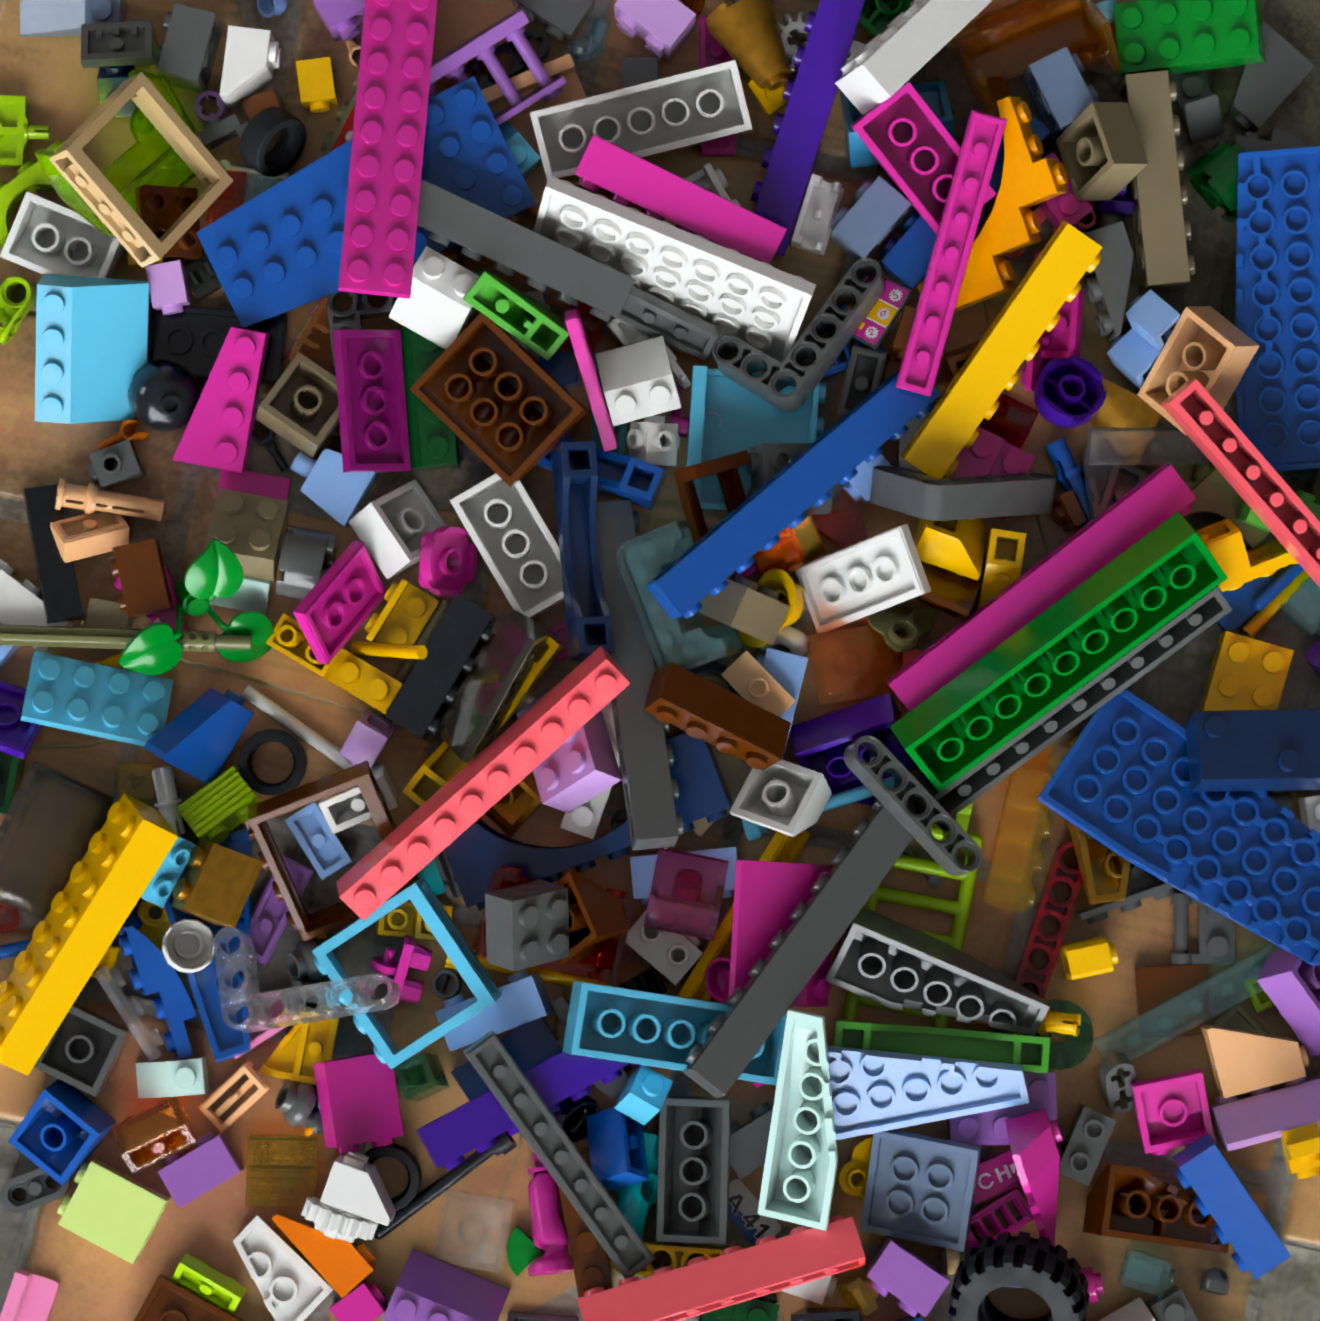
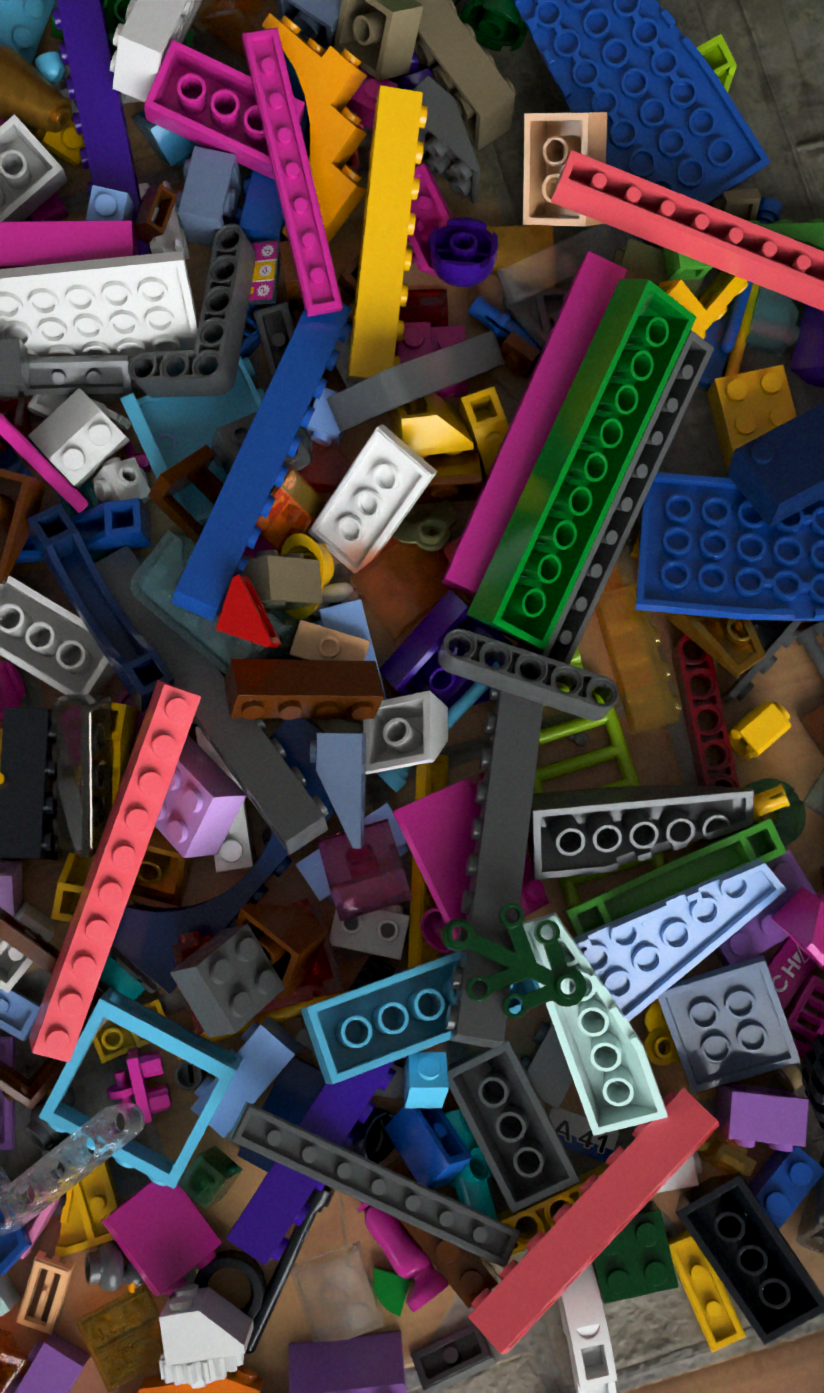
camera: 30 degrees left, 5 degrees down
(702, 634) = (245, 614): none -> red slope
(711, 806) = (342, 770): none -> sand blue slope
(772, 196) = (109, 205): none -> light blue brick
(773, 1041) = (520, 963): none -> dark green plant
(791, 24) = (51, 66): none -> medium azure hinge
(810, 216) = (154, 197): none -> reddish brown piece
(1139, 348) = (502, 155): light blue brick -> none

